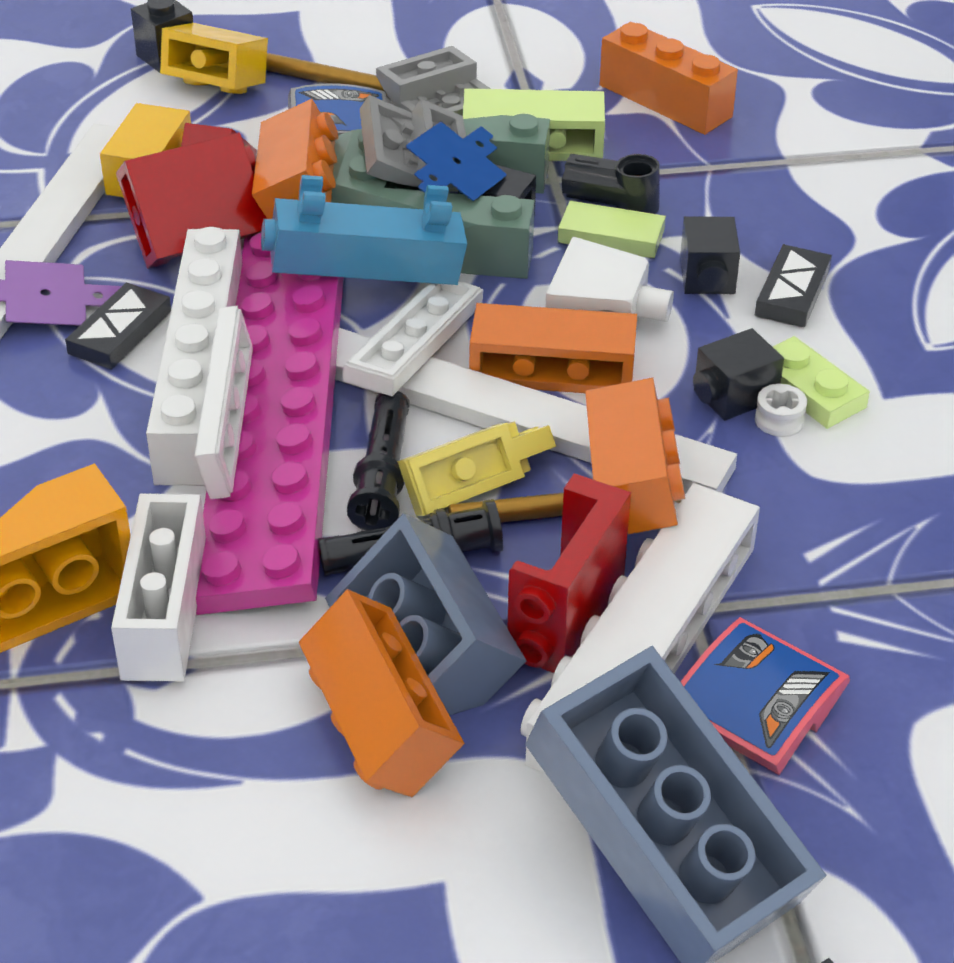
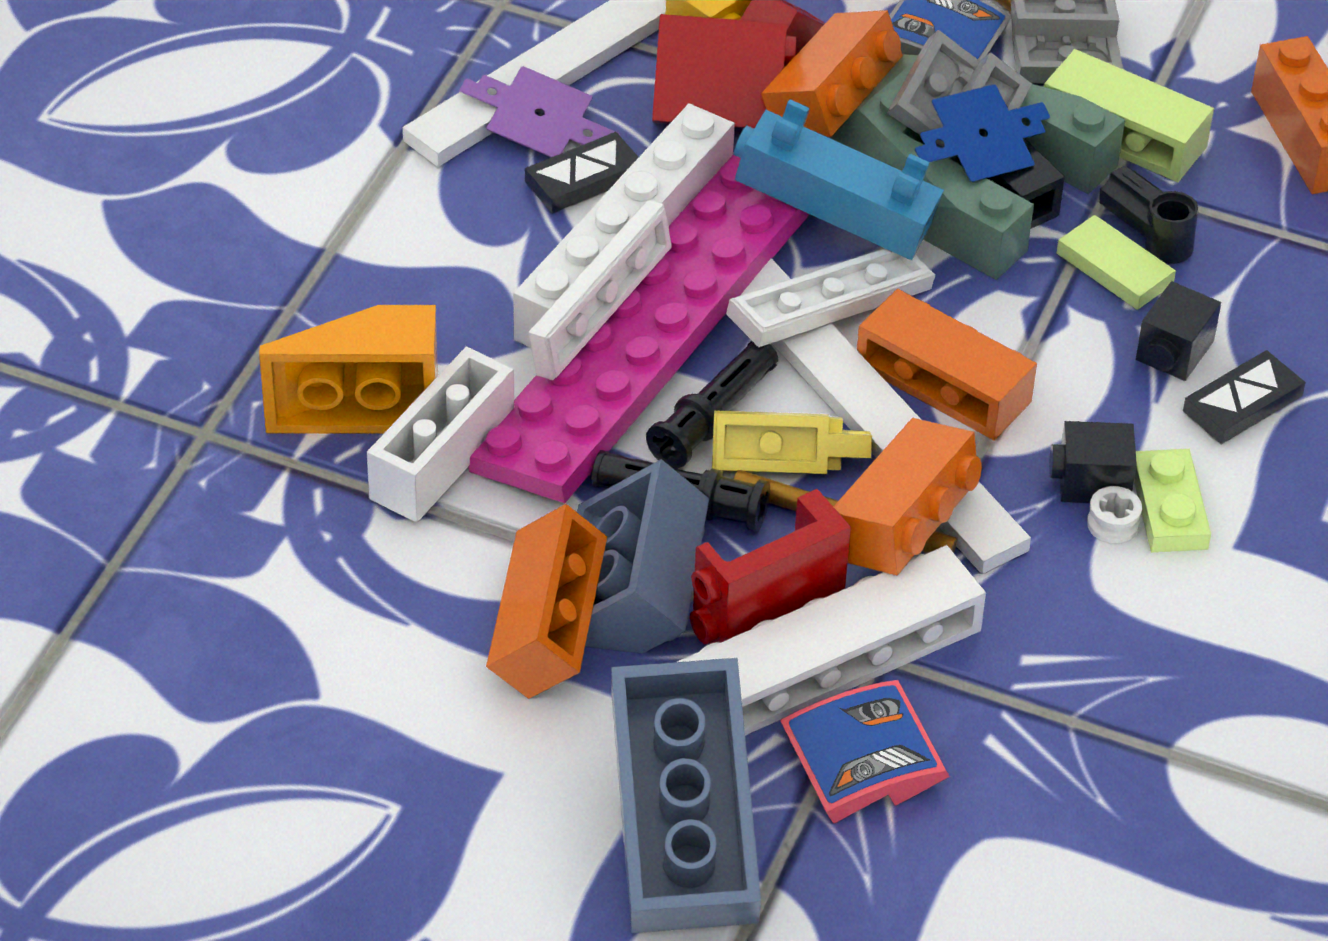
camera: 30 degrees right, 5 degrees up
(606, 281) = (1043, 321): white torso -> none

